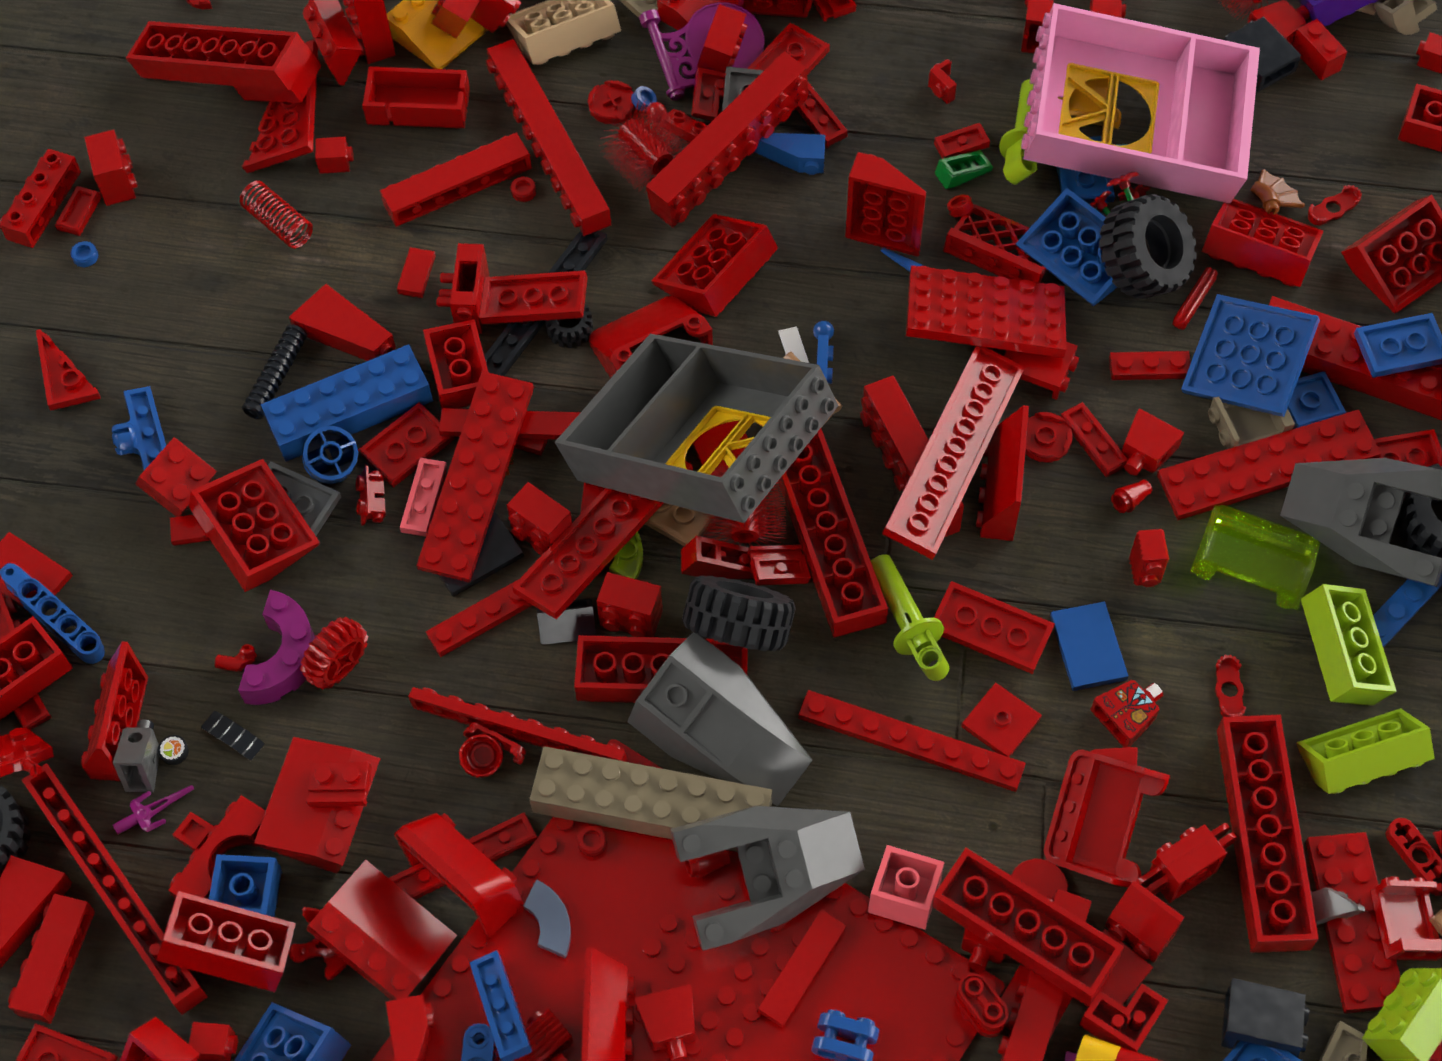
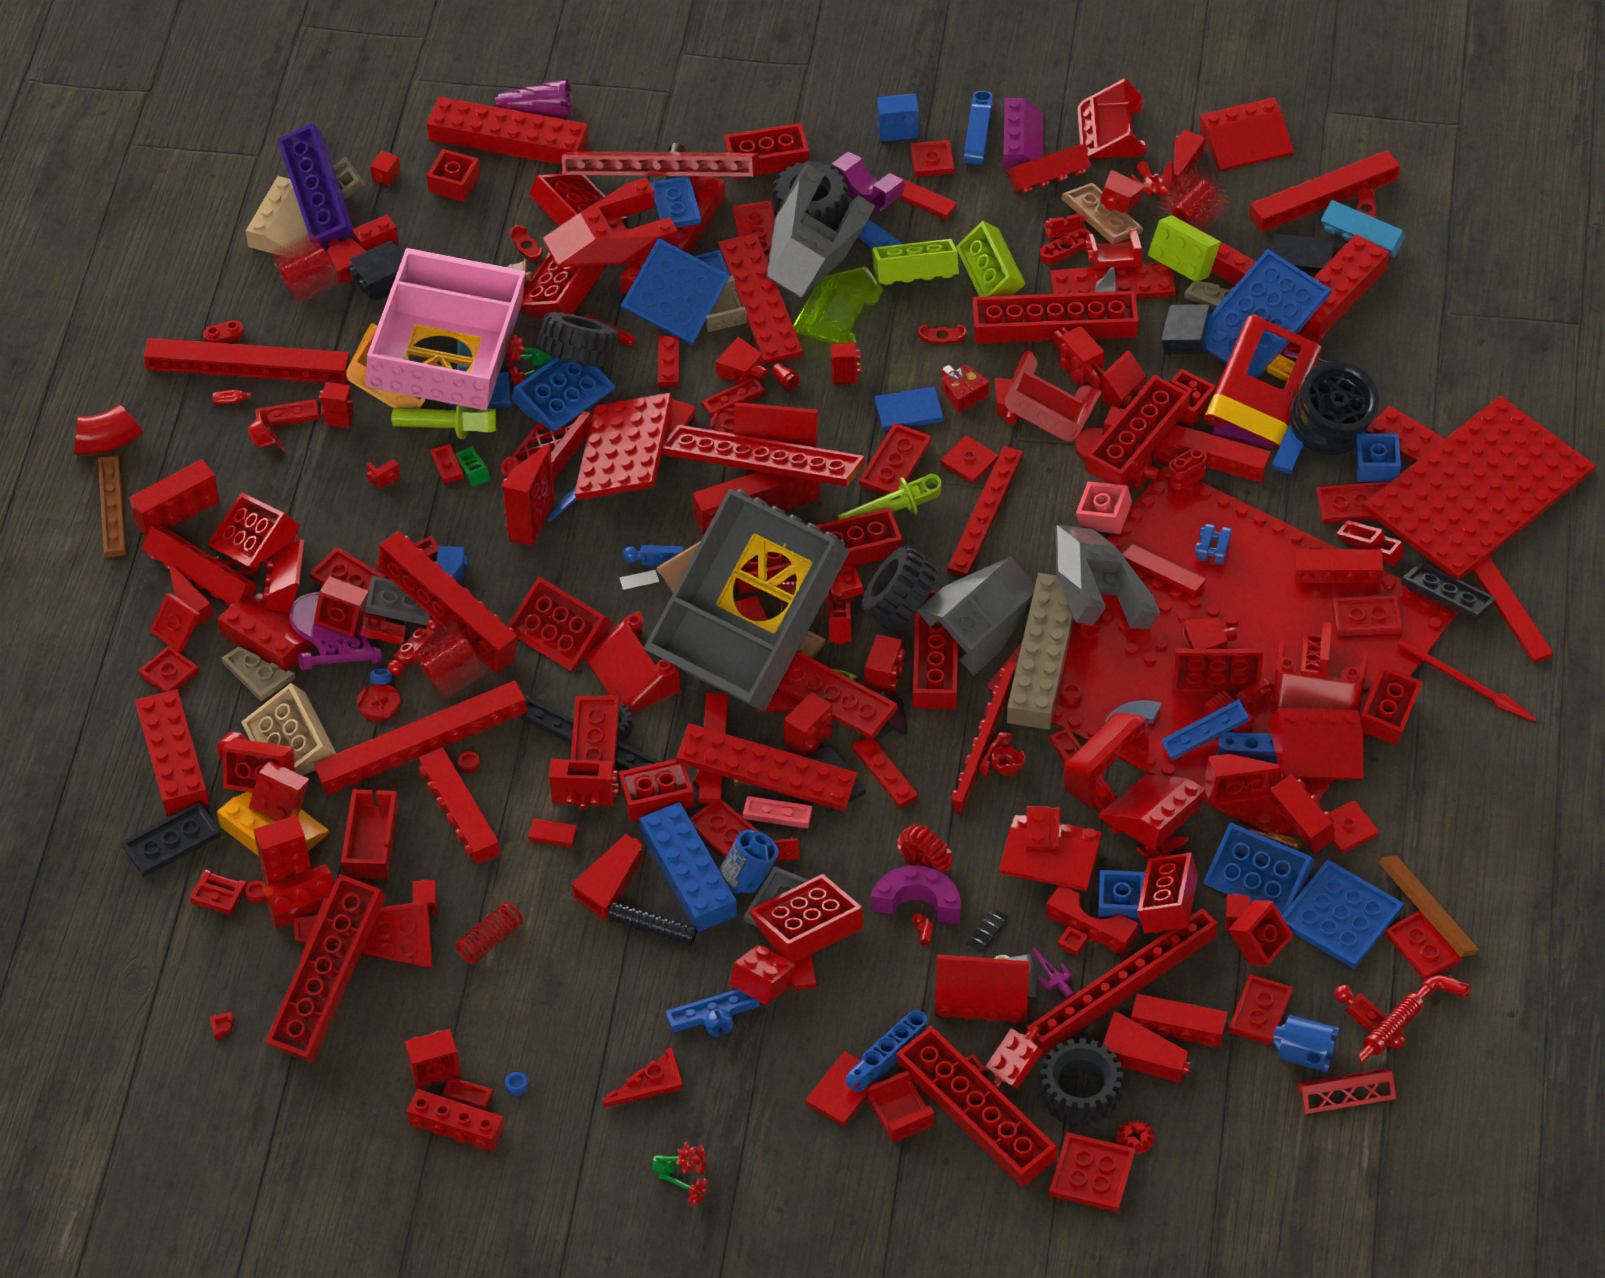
camera: 90 degrees left, 10 degrees down
(1329, 260) = (600, 236): none -> red wedge

